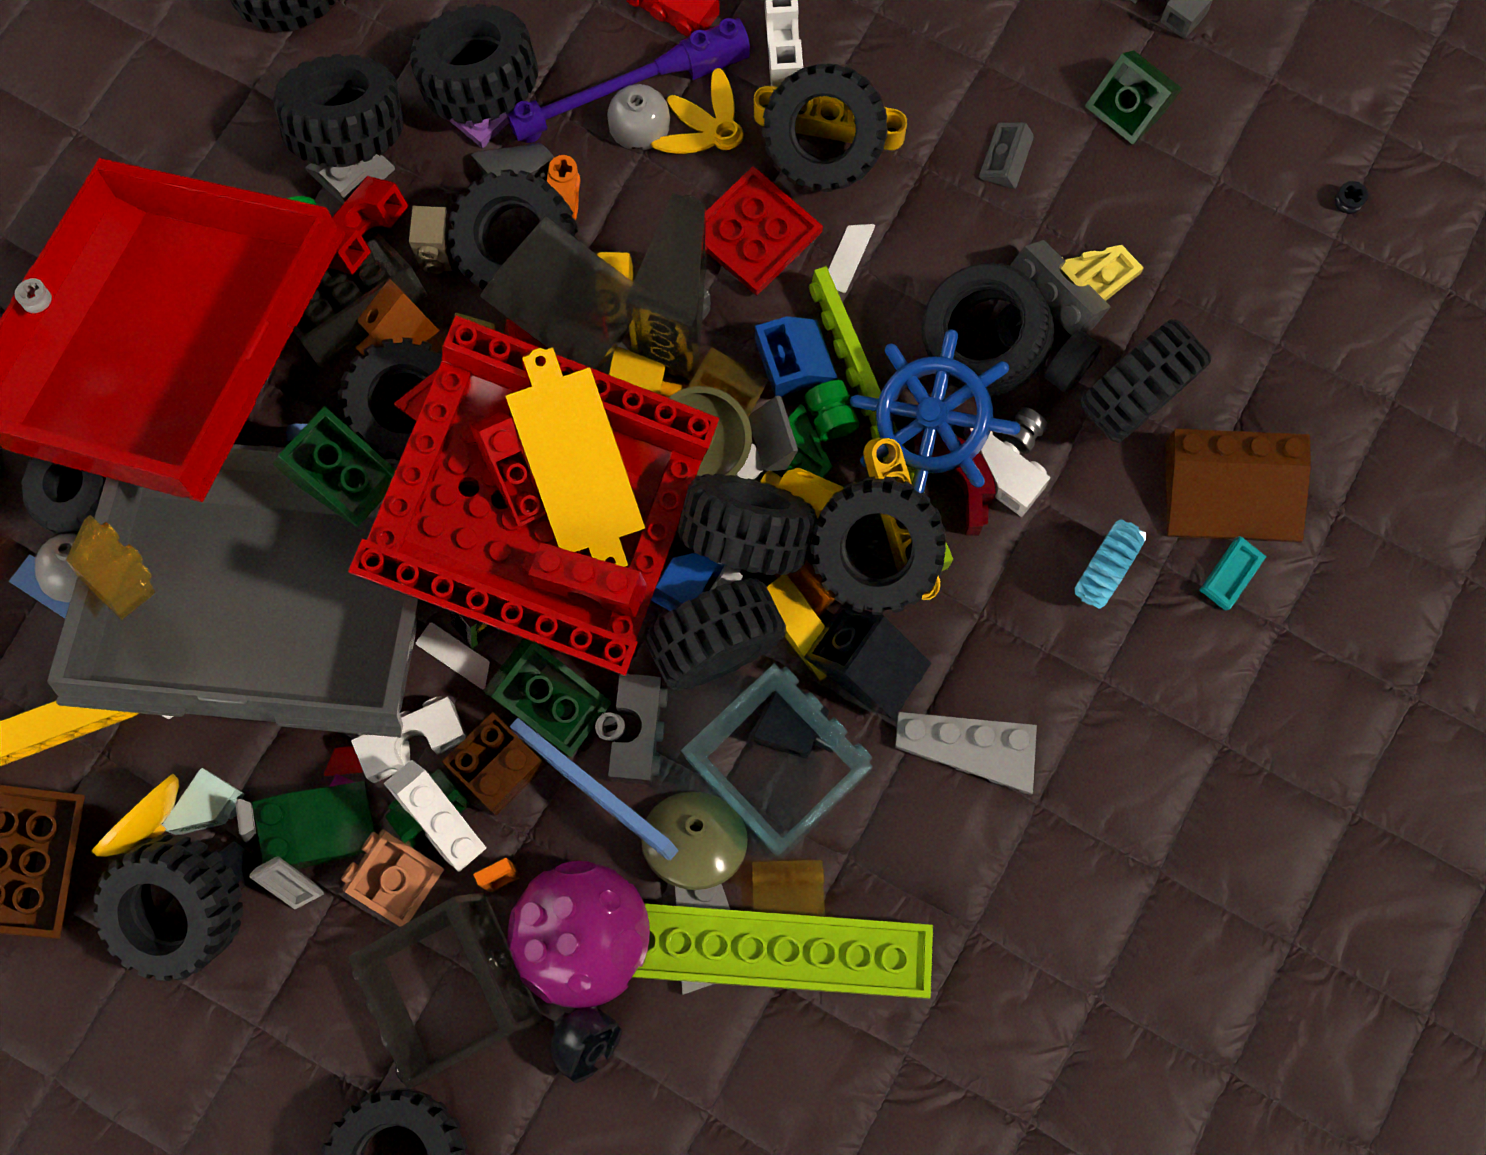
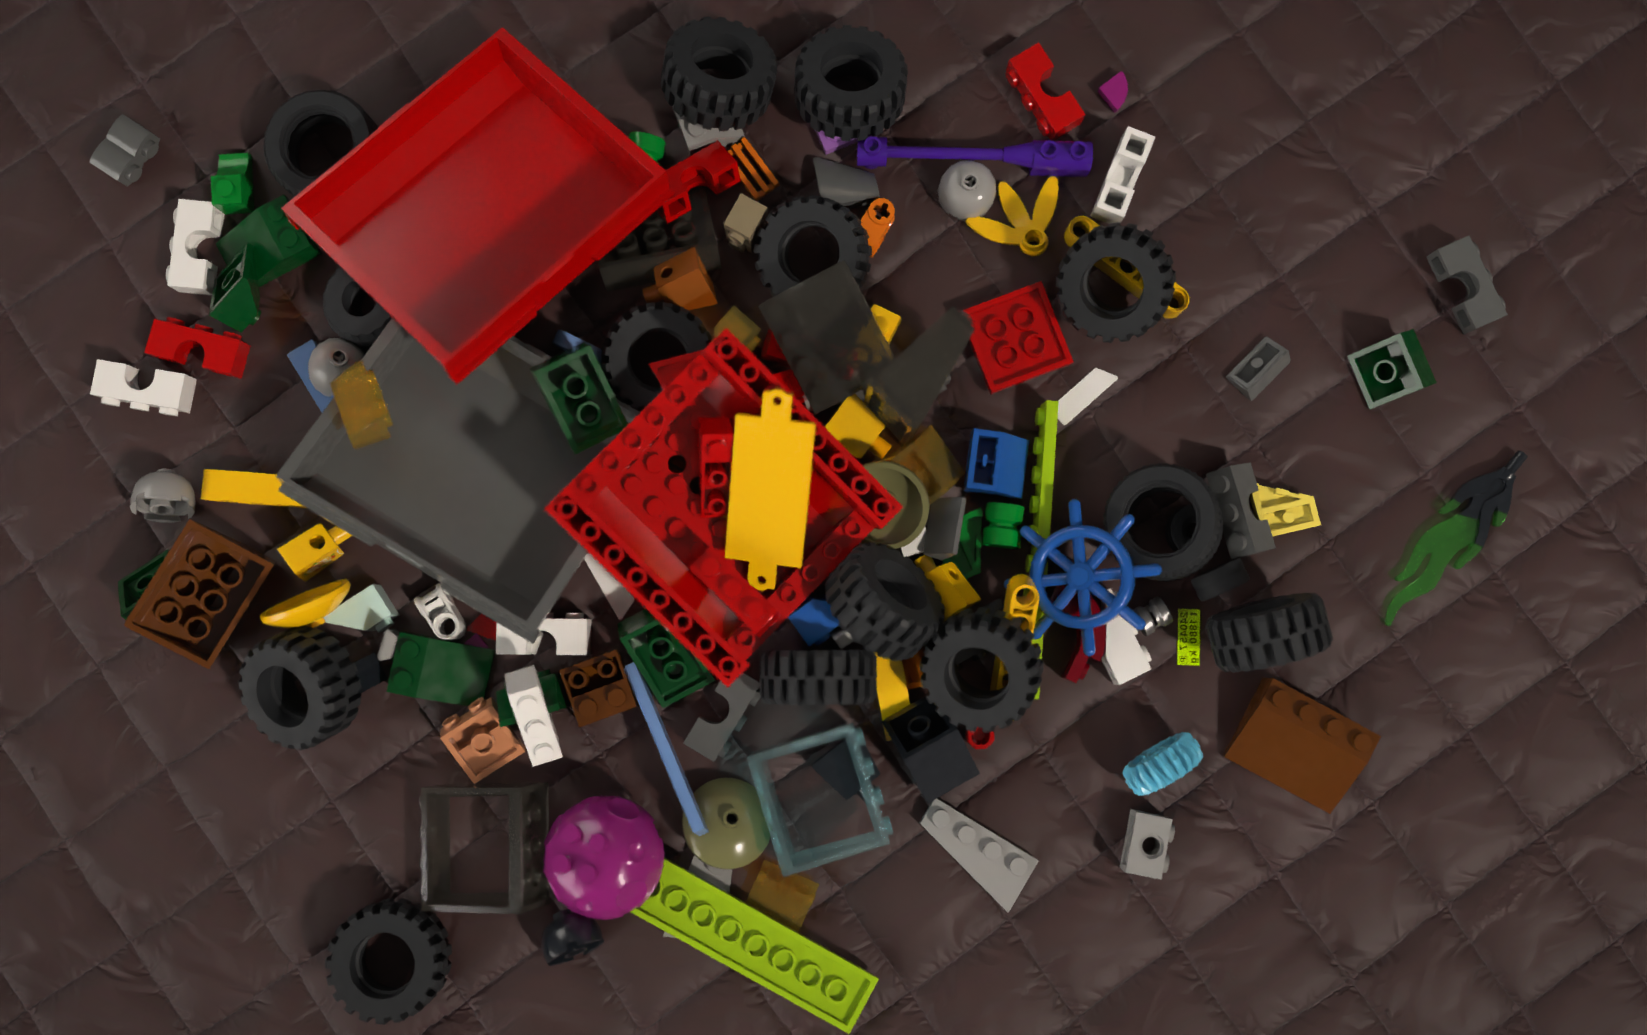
camera: 20 degrees right, 10 degrees up
(27, 289) = (389, 130): light grey bush -> none
(123, 763) = (303, 551): none -> yellow torso
(286, 765) = (437, 609): none -> white piece
(286, 882) = (399, 706): light grey tile -> none
(398, 172) = (736, 149): none -> orange tile
(497, 875) = (561, 780): orange tile -> none
(608, 720) = (702, 707): light grey hinge -> none
(913, 626) = (979, 739): none -> red tile
(1072, 436) = (1188, 637): none -> clear neon green sticker
(1132, 674) = (1139, 827): none -> light grey brick
(1232, 573) = (1259, 813): teal tile -> none
(1287, 170) = (1469, 526): none -> clear neon green piece
(1348, 205) = (1534, 537): black bush -> none

